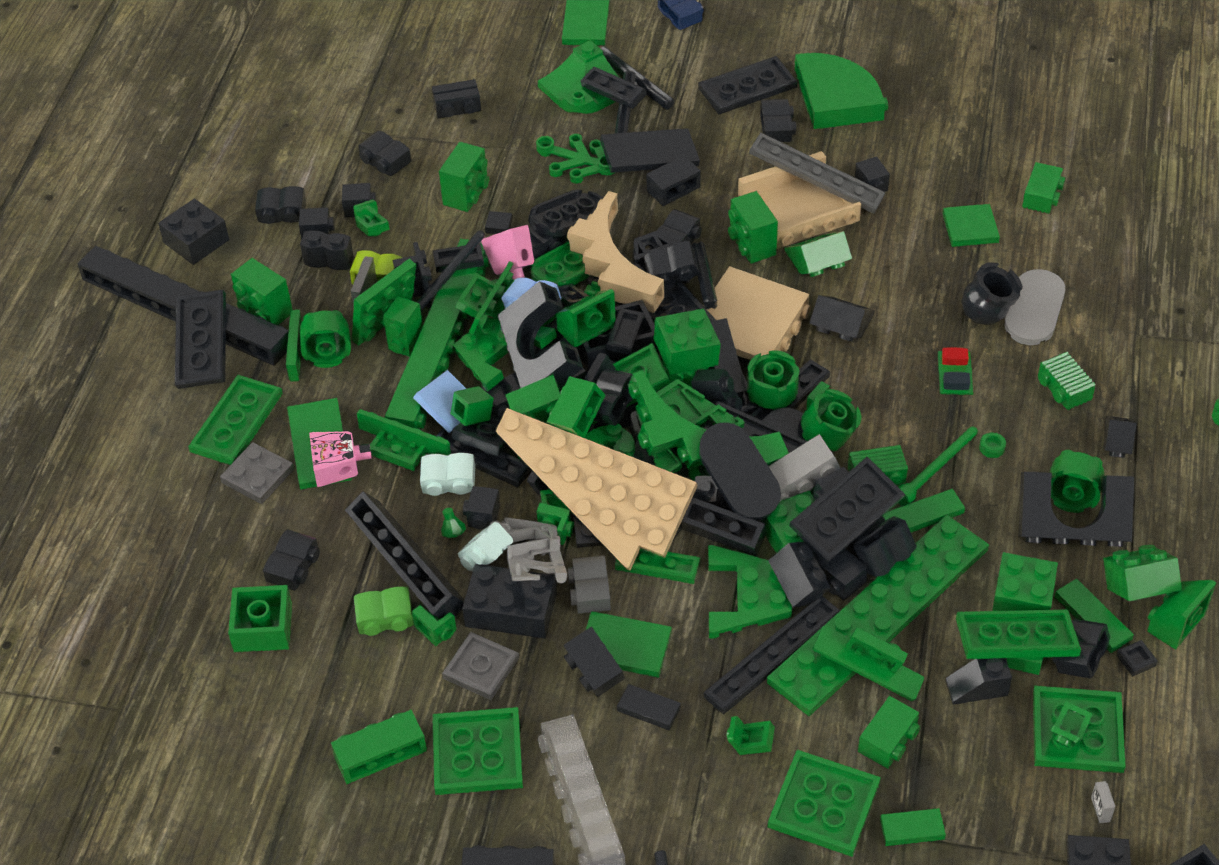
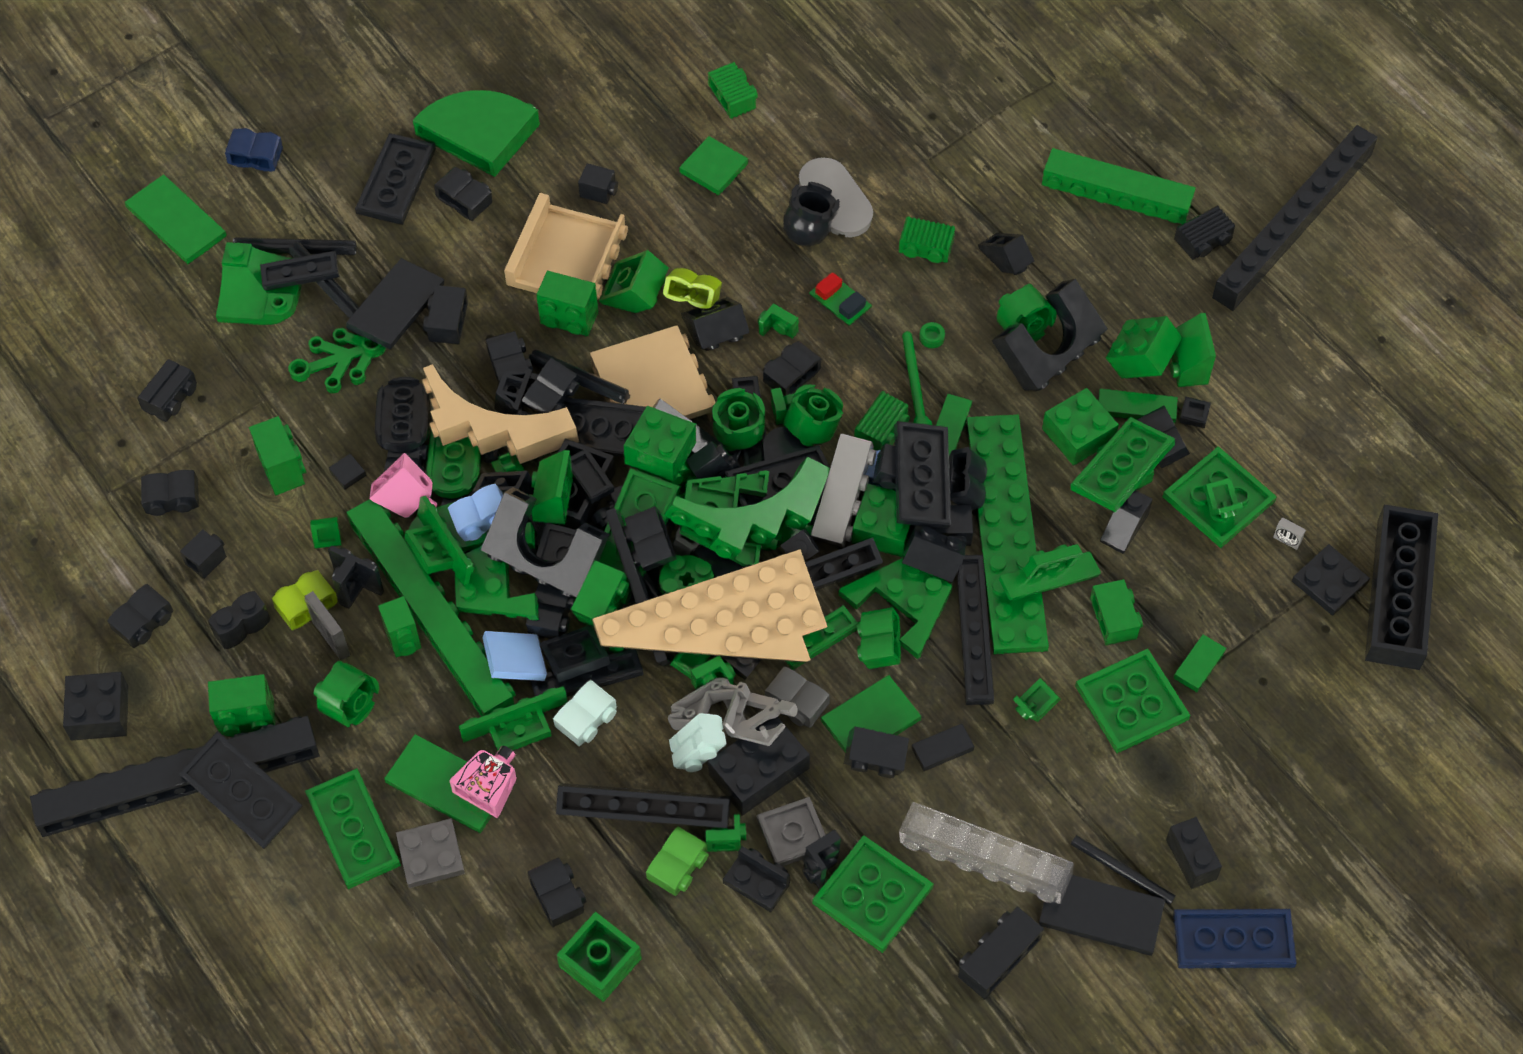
camera: 50 degrees left, 10 degrees up
(293, 357) = (322, 723): green tile -> none
(316, 220) = (196, 606): black brick -> none
(369, 219) = (240, 562): green bracket -> none
(376, 300) = (366, 613): green plate -> none
(378, 746) = (803, 959): green brick -> none
(418, 672) = (757, 878): none -> black bracket
(438, 240) = (325, 532): none -> green tile
(443, 257) = (370, 530): black tile -> none
(451, 269) = (385, 551): black piece -> none
(452, 525) = (640, 750): green rock -> none
(469, 689) = (820, 857): none -> black bracket
(471, 405) = (545, 642): green brick -> none
(481, 507) = (646, 715): black brick -> none
(576, 406) = (646, 570): green brick -> none
(693, 597) = (879, 638): none -> green brick
(739, 471) = (816, 512): black tile -> none
(817, 172) = (557, 215): dark grey tile -> none
(851, 282) = (686, 285): none -> lime brick
(861, 384) = (792, 368): none -> black brick
(886, 345) = (780, 320): none -> green bracket

